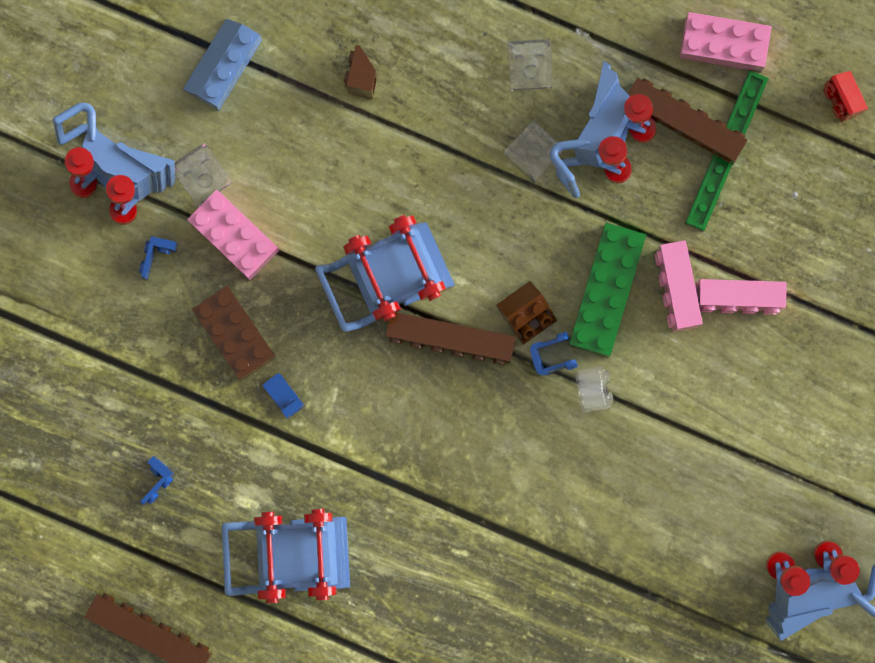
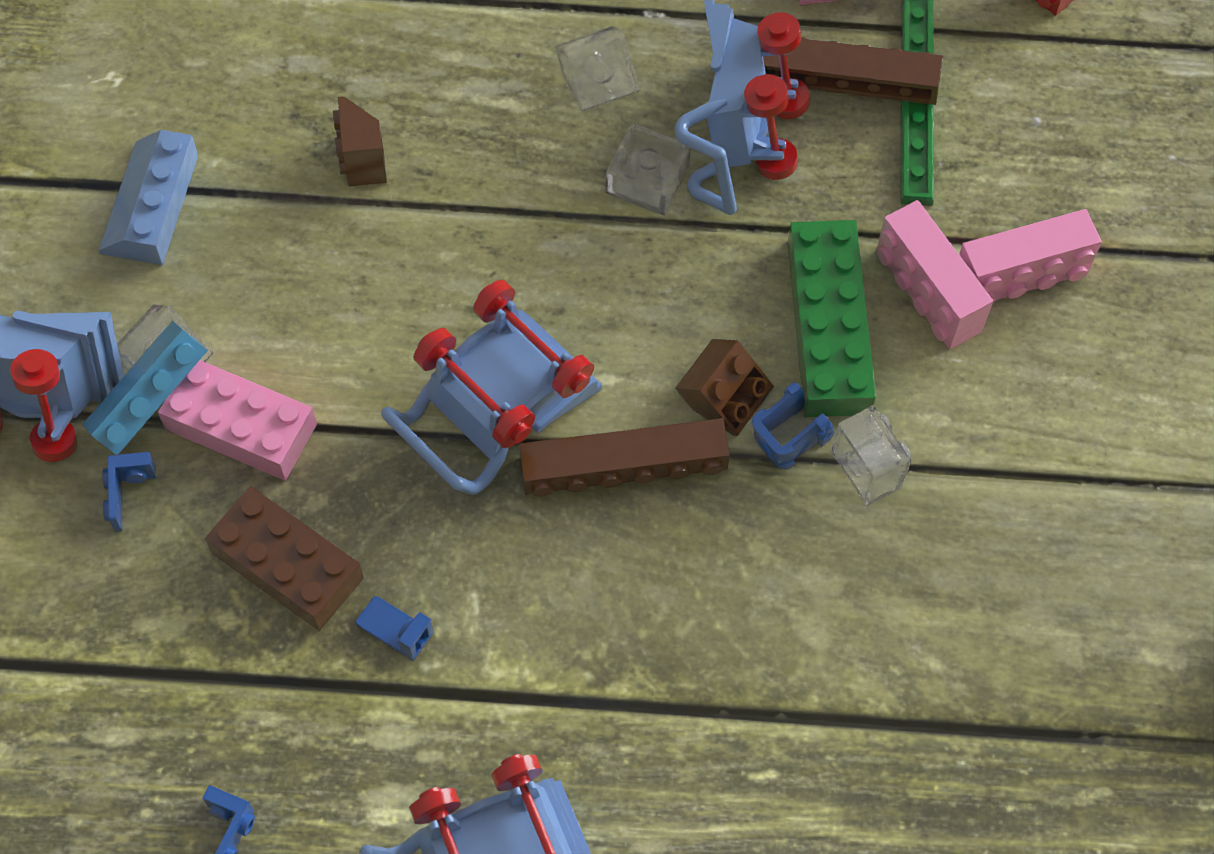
camera: 20 degrees left, 20 degrees down
(184, 201) = (144, 388): none -> dark azure brick

